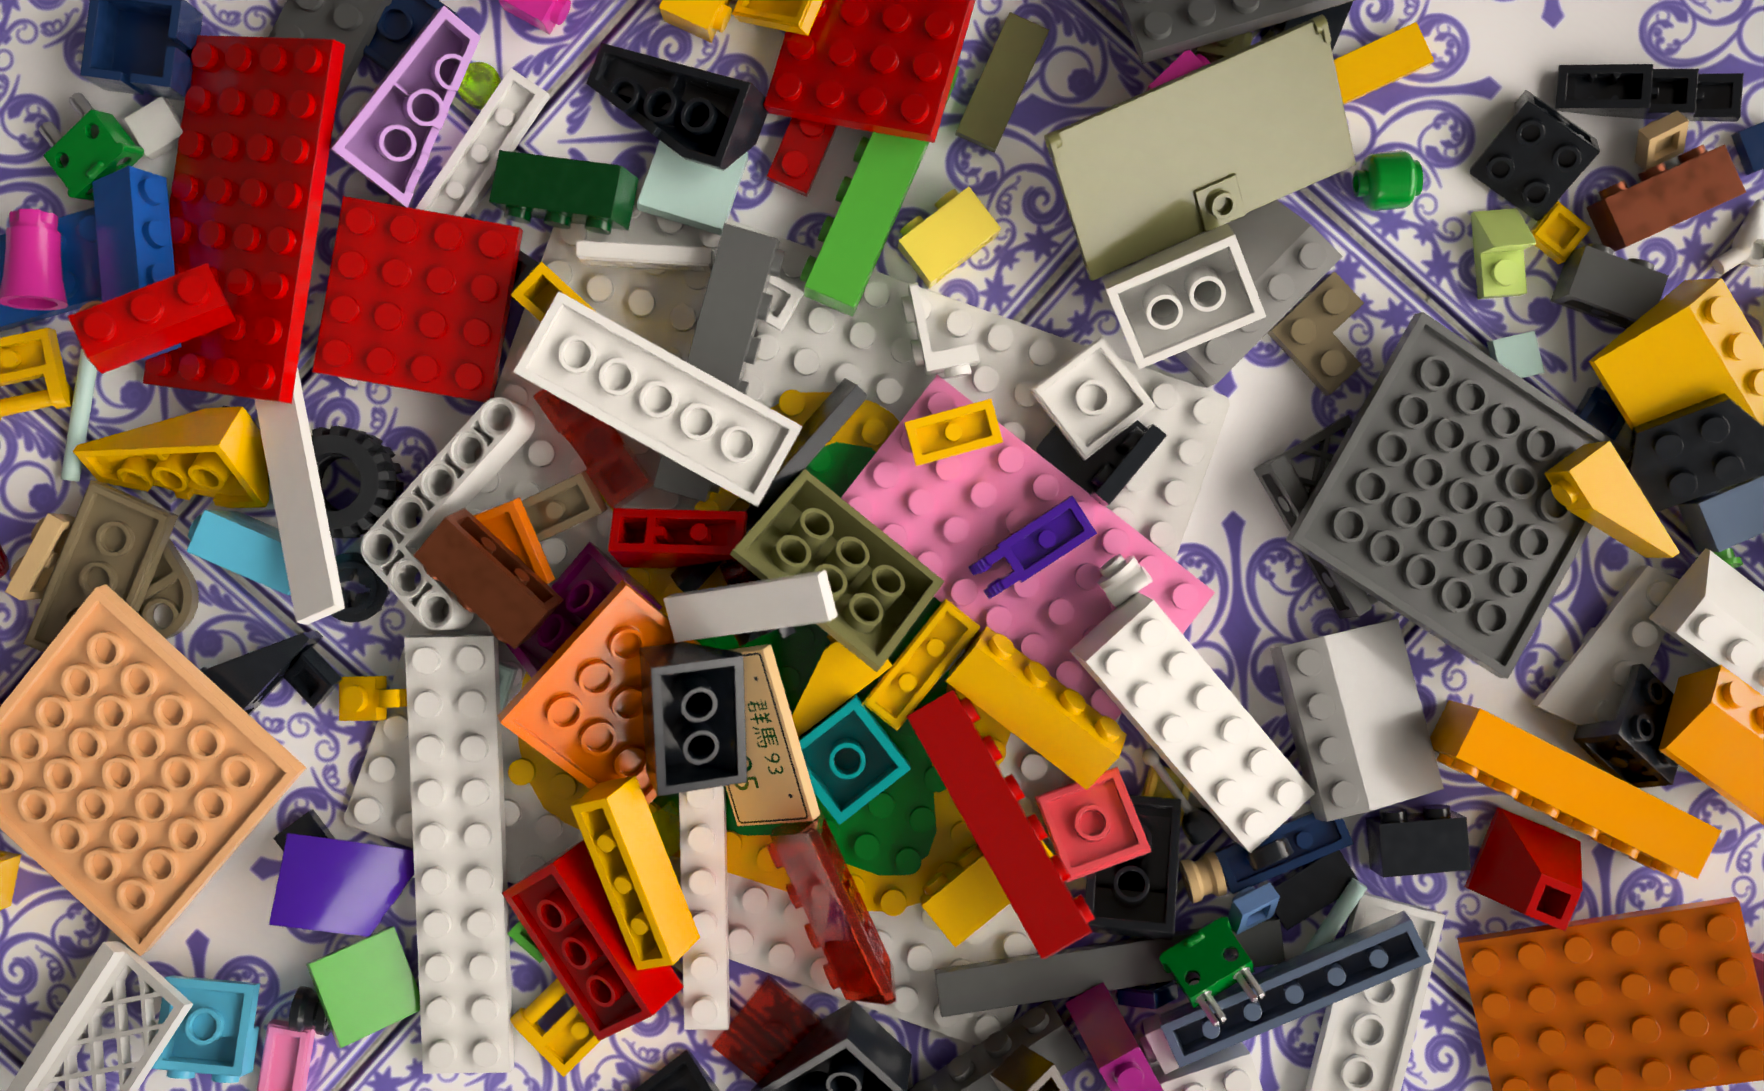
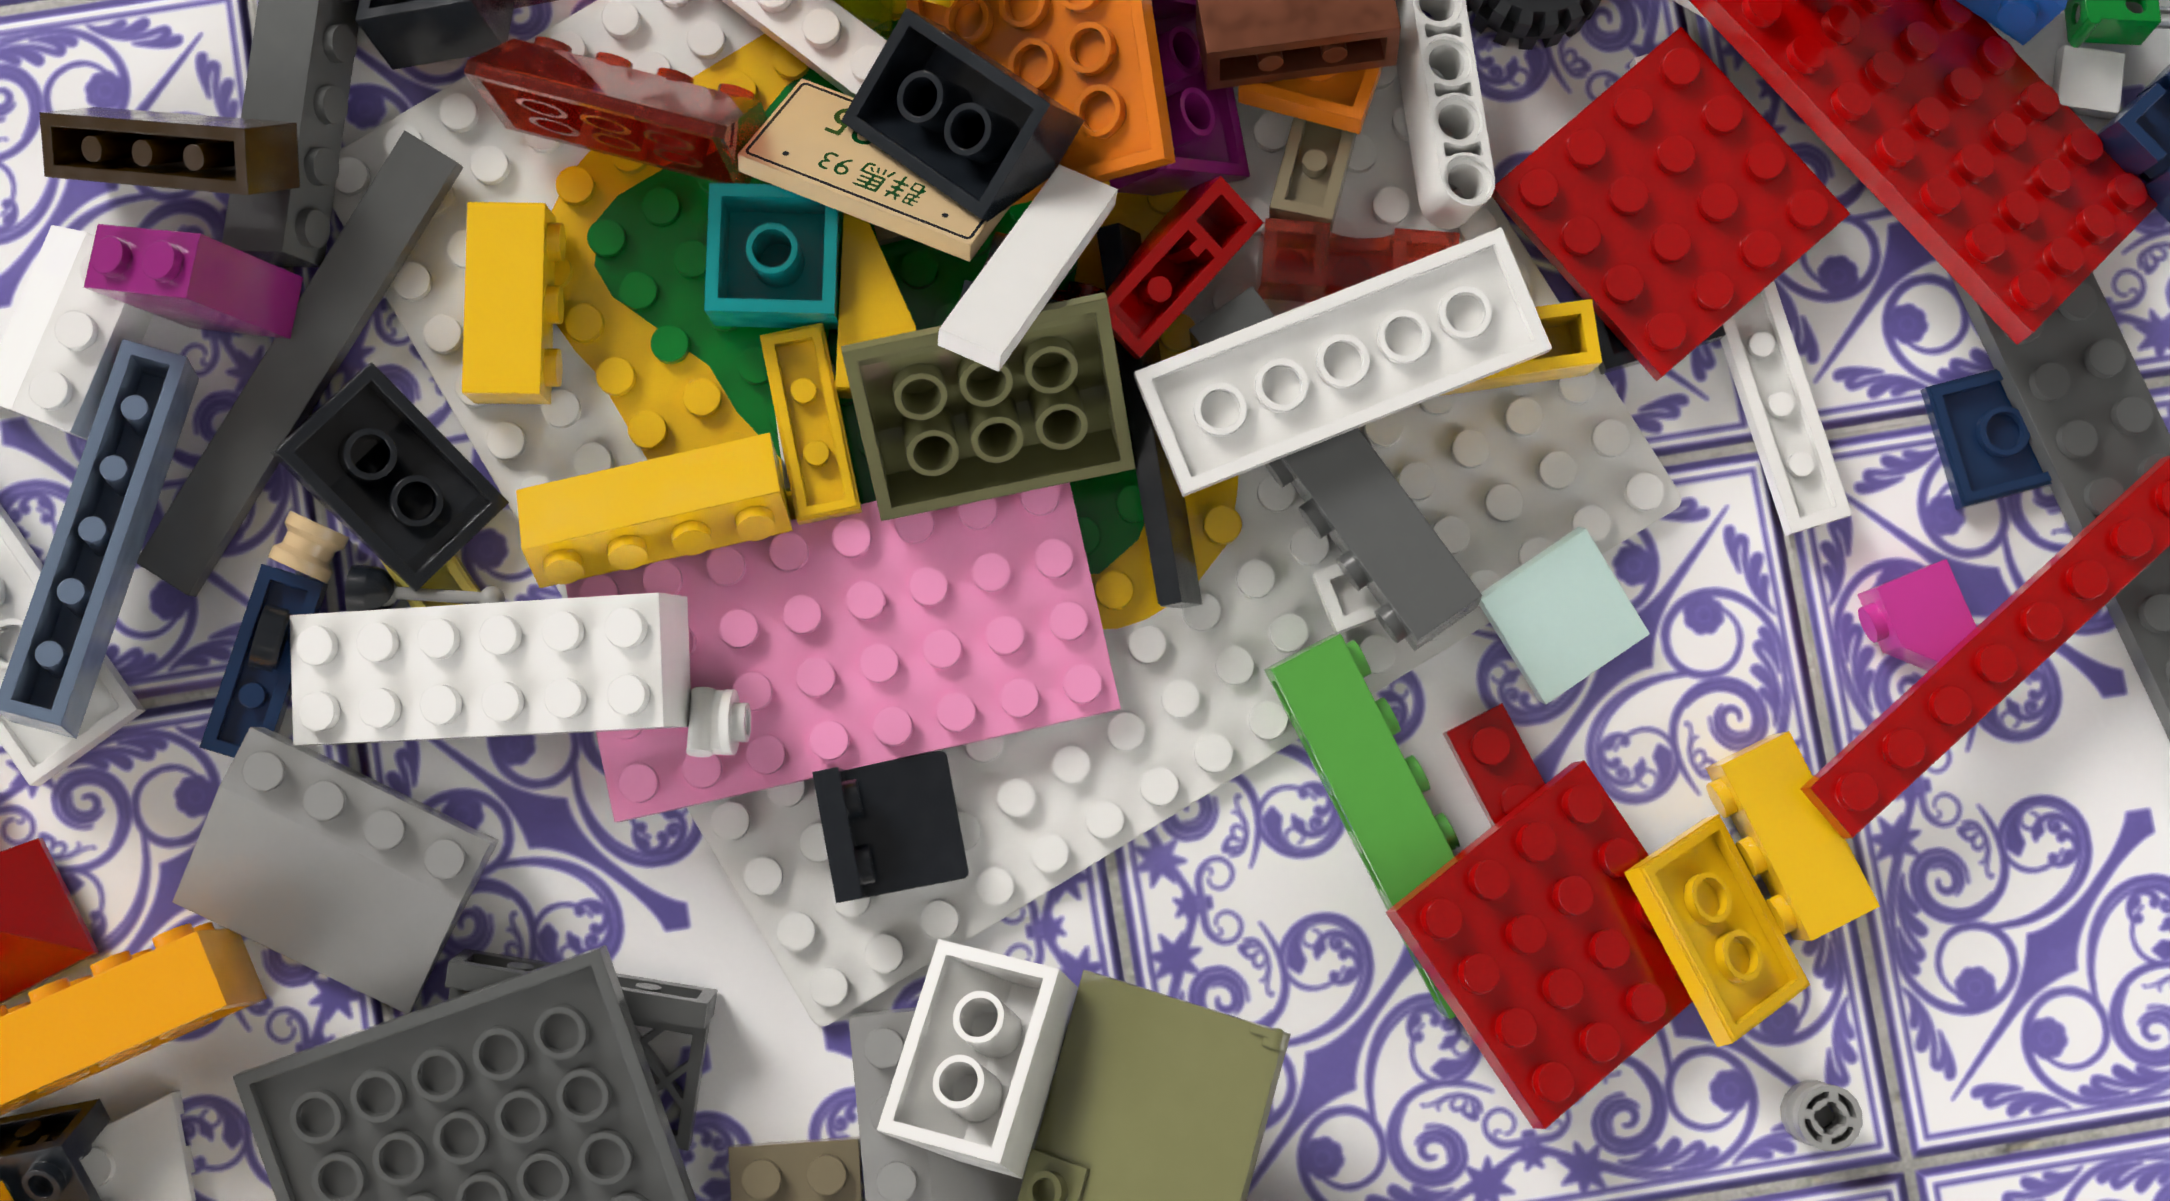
camera: 125 degrees right, 5 degrees down
(404, 113) = (1891, 355): lavender wedge -> none
(479, 84) = (1863, 467): clear neon green tile -> none
(563, 191) = (1662, 457): dark green brick -> none
(645, 256) = (1520, 487): white tile -> none
(686, 108) = (1649, 669): black wedge -> none
(947, 236) = (1269, 851): light yellow brick -> none
(953, 361) = (1119, 736): white bracket -> none
(953, 432) = (1039, 666): yellow plate -> none
(999, 824) = (558, 358): red brick -> none
(1002, 82) = (1396, 1062): olive tile -> none
(1037, 545) = (835, 657): dark purple hinge -> none
(1092, 398) = (949, 861): white tile -> none
(1093, 825) = (469, 465): coral tile -> none
(1148, 998) = (227, 377): dark blue tile -> none
(1156, 1045) = (170, 337): plate -> none
(1205, 959) = (217, 469): green piece -> none
(1252, 907) = (228, 572): medium blue plate -> none
(1311, 888) = (191, 659): black tile -> none
(1338, 914) = (136, 665): light aqua bar -> none
(1418, 841) = (138, 823): black brick -> none

